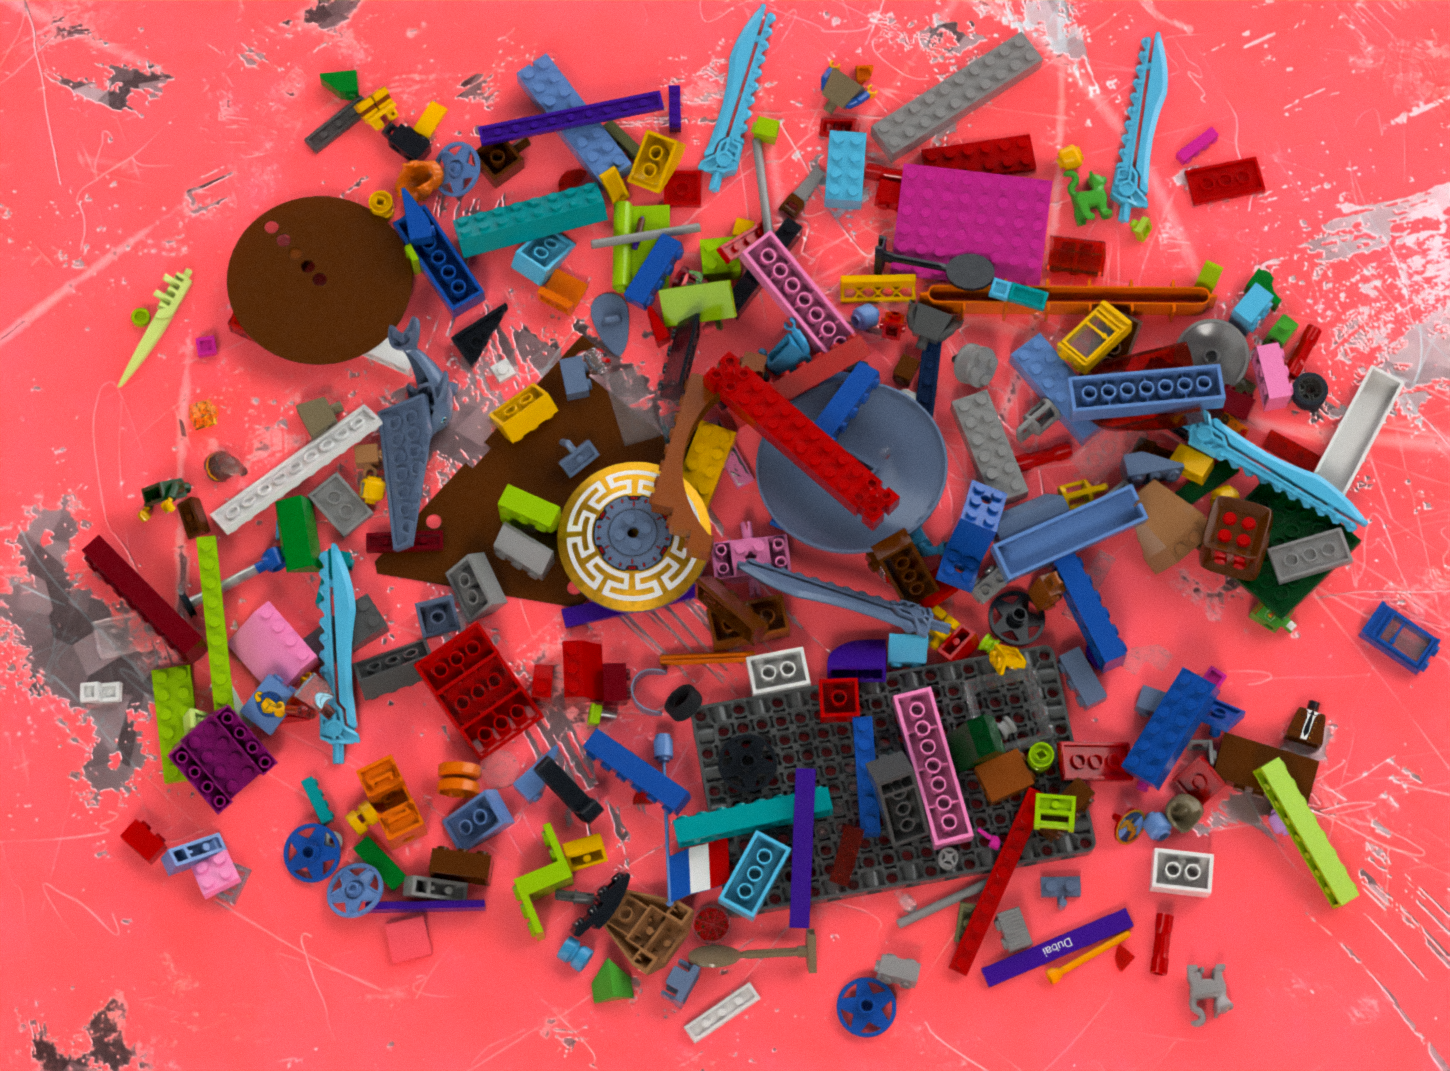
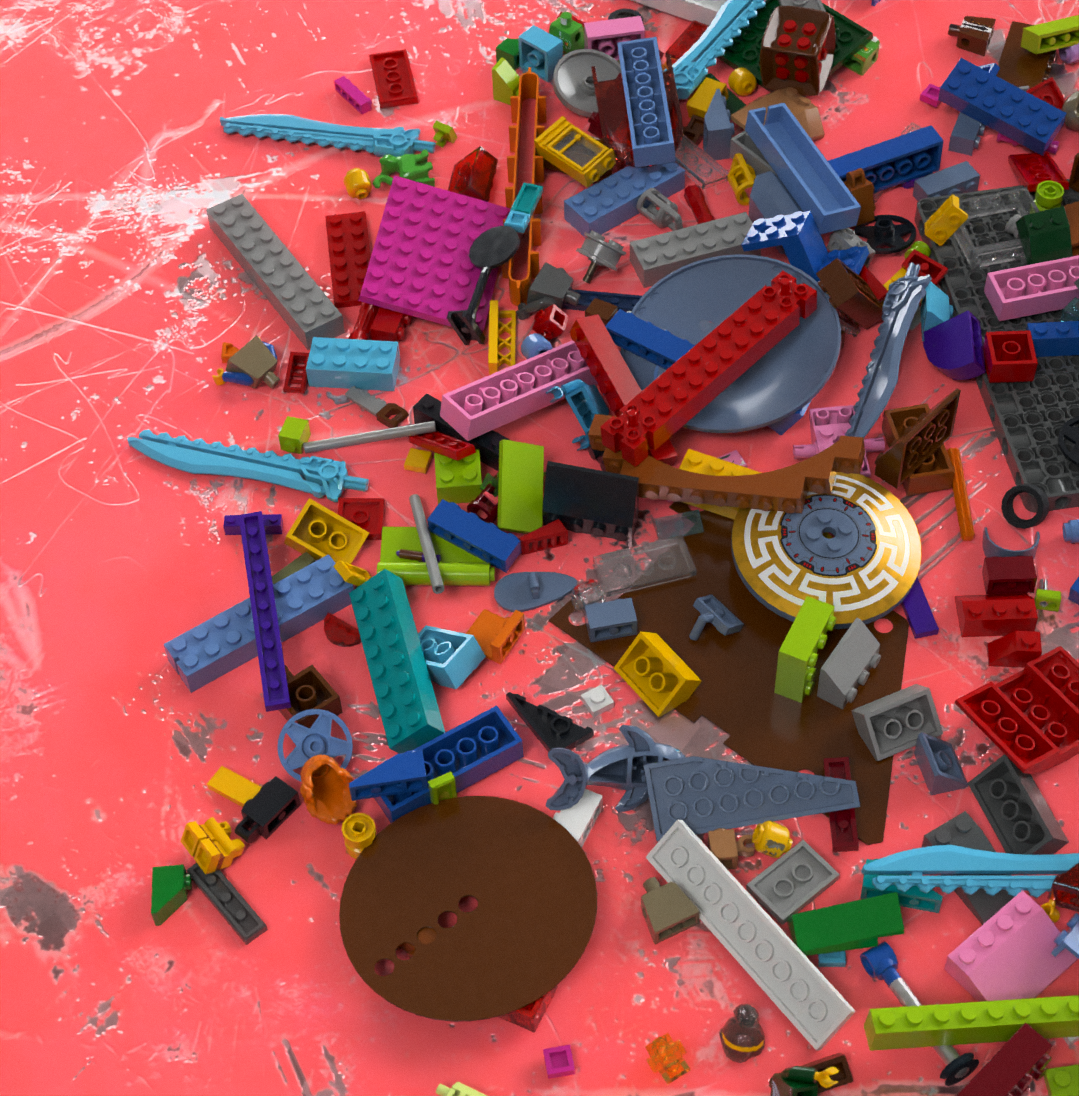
camera: 85 degrees left, 20 degrees down
(777, 671) = (979, 425): white brick -> none

